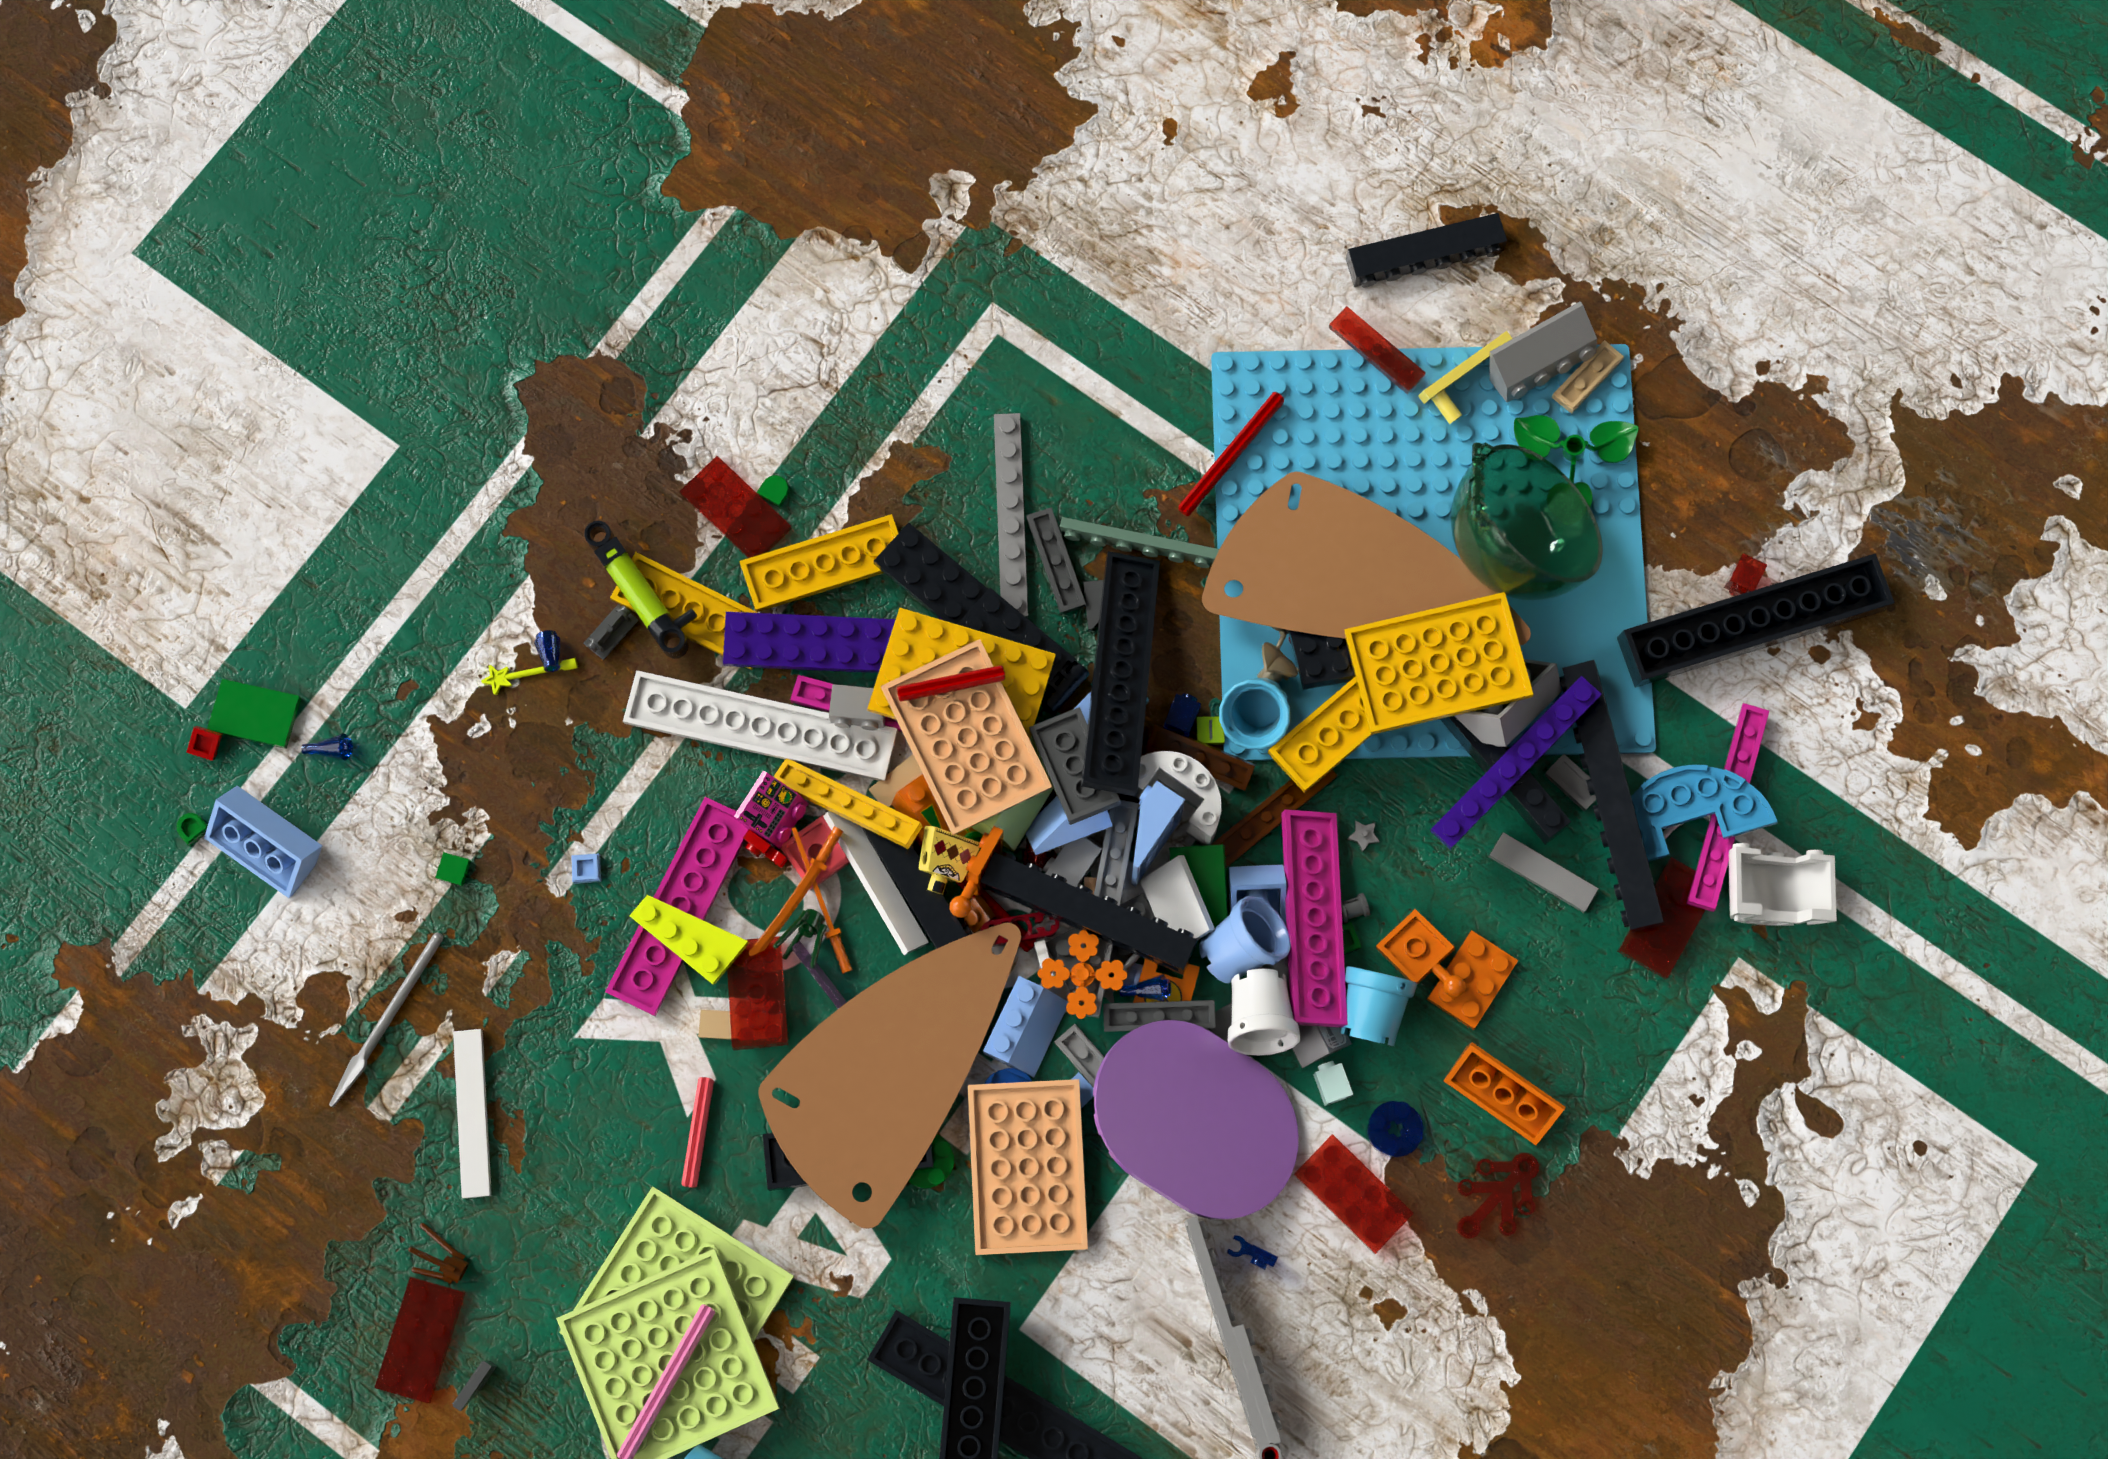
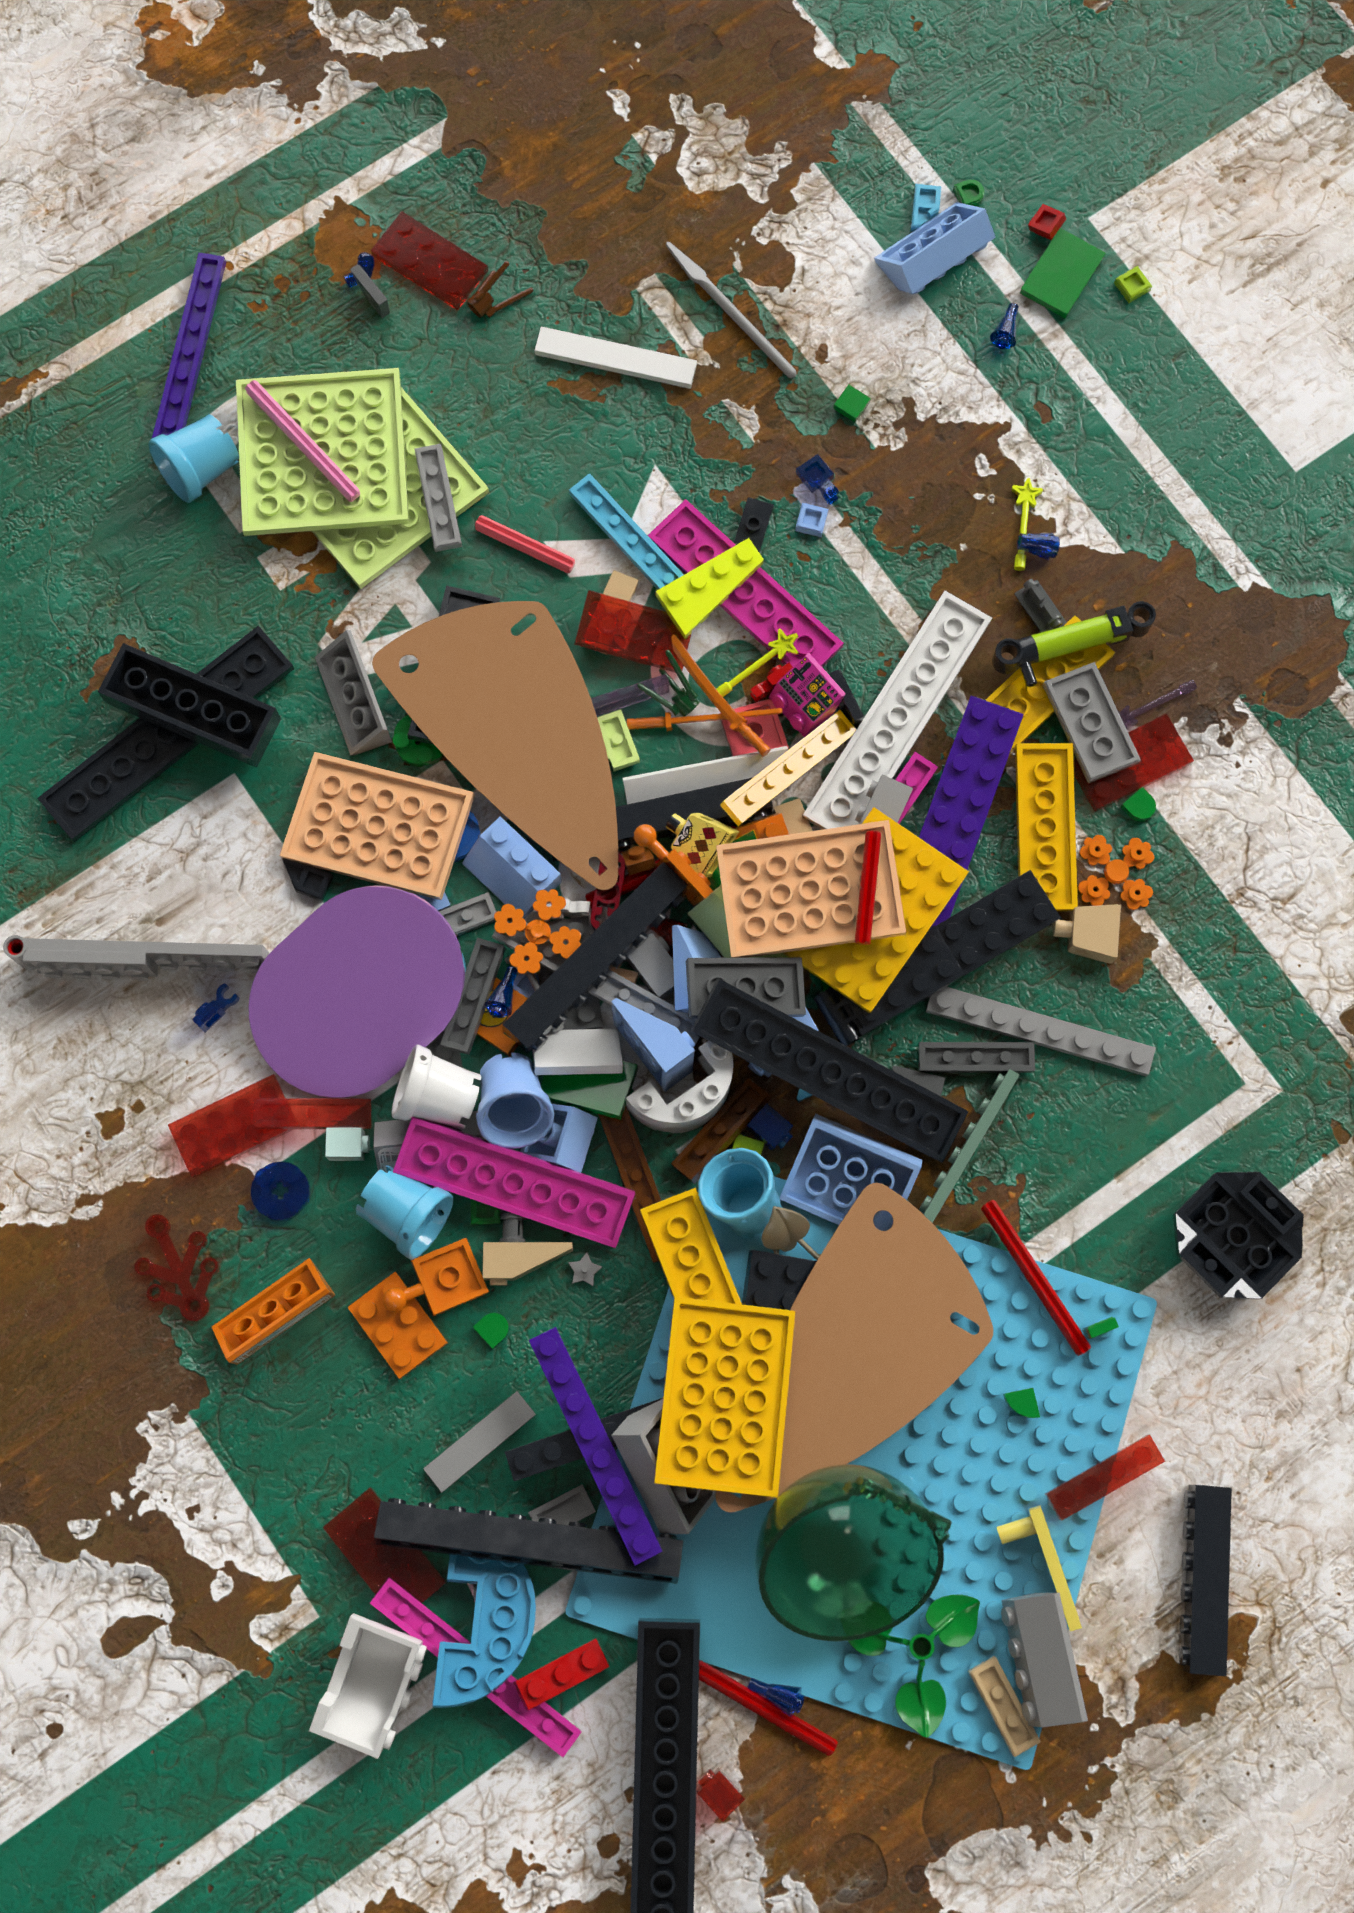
camera: 105 degrees right, 0 degrees up
(215, 867) = (925, 204): none -> medium azure tile
(247, 645) = (1133, 284): none -> lime tile
(444, 1403) = (367, 263): none -> clear blue arm
(540, 876) = (816, 476): none -> clear blue plate
(609, 921) = (754, 522): none -> black plate
(658, 1036) = (624, 532): none -> medium azure plate
(679, 1230) = (438, 497): none -> light grey tile
(693, 527) = (1128, 717): none -> piece
(712, 552) = (1091, 722): none -> light grey tile
(728, 851) = (781, 647): none -> neon yellow piece
(770, 766) = (848, 704): none -> black plate
(843, 493) = (1116, 872): none -> orange plant
(867, 972) = (618, 740): none -> yellowish green plate
(906, 1241) = (352, 695): none -> light grey slope
(907, 495) = (1092, 932): none -> tan torso
(1099, 1215) = (308, 880): none -> black tile
(1132, 275) = (1268, 1230): none -> black piece
(1197, 644) = (837, 1167): none -> light blue slope
(1256, 388) = (1100, 1328): none -> green tile
(1317, 1124) = (311, 1113): none -> clear red tile
(1340, 433) = (1023, 1402): none -> green tile
(1382, 896) = (515, 1259): none -> tan slope
(1444, 895) = (492, 1329): none -> green tile
(1650, 551) = (782, 1696): none -> clear blue cone
(1664, 560) = (765, 1709): none -> red axle
(1705, 734) = (561, 1674): none -> red plate

